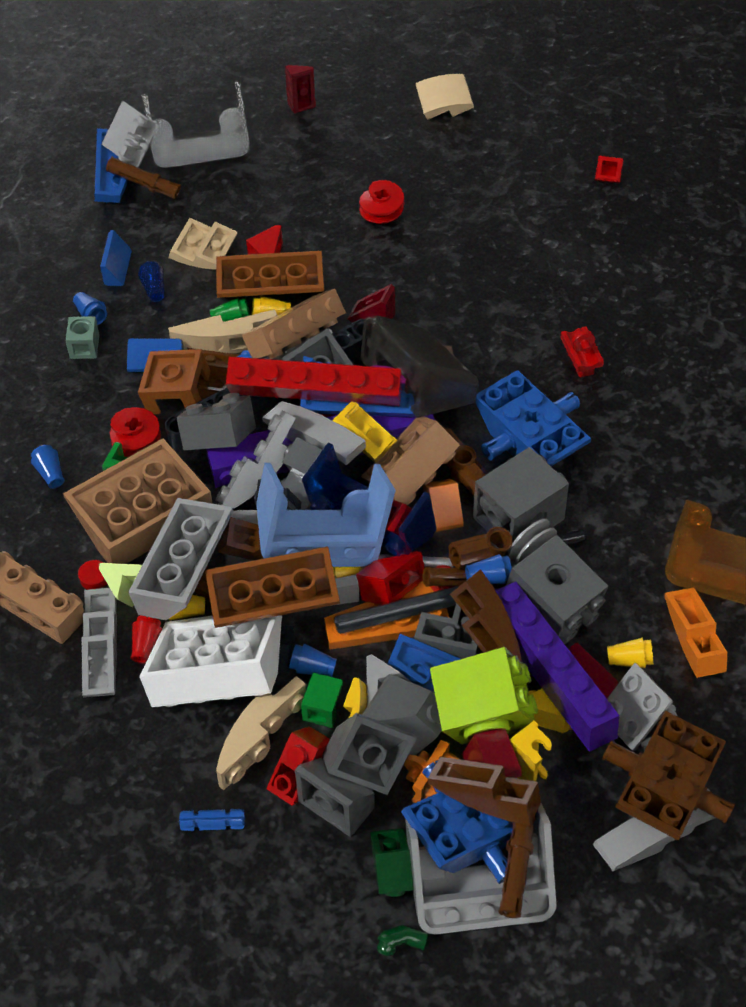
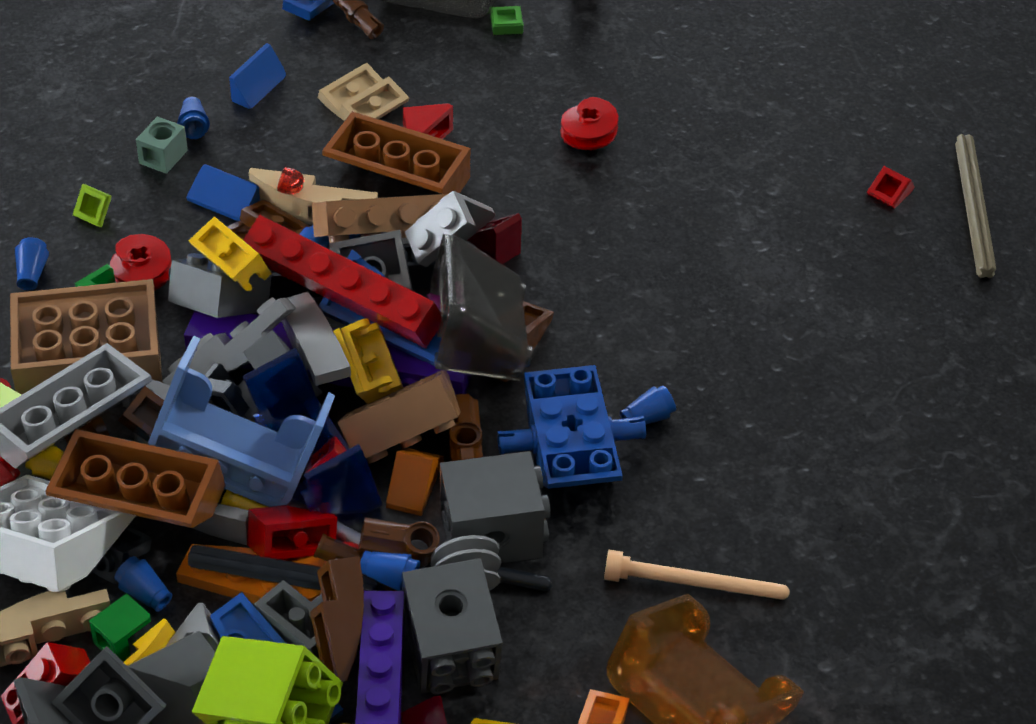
camera: 25 degrees right, 5 degrees down
(63, 404) = (92, 205): none -> lime slope
(152, 279) = (279, 113): clear blue cone -> none
(172, 376) = (228, 207): dark orange panel -> none
(210, 325) = (290, 181): none -> clear red hinge
(224, 393) = (229, 253): none -> yellow hinge
(231, 310) = (338, 176): green cone -> none
(264, 149) = (506, 20): none -> bright green tile
(265, 304) = (378, 184): yellow cone -> none
(348, 316) = (451, 216): none -> light grey bracket
(444, 94) = (754, 31): tan slope -> none
(566, 381) = (654, 405): none -> blue cone
(582, 350) = (695, 377): red hips -> none
(622, 502) = (621, 567): none -> light nougat piece
(671, 161) = (975, 206): none -> dark tan axle

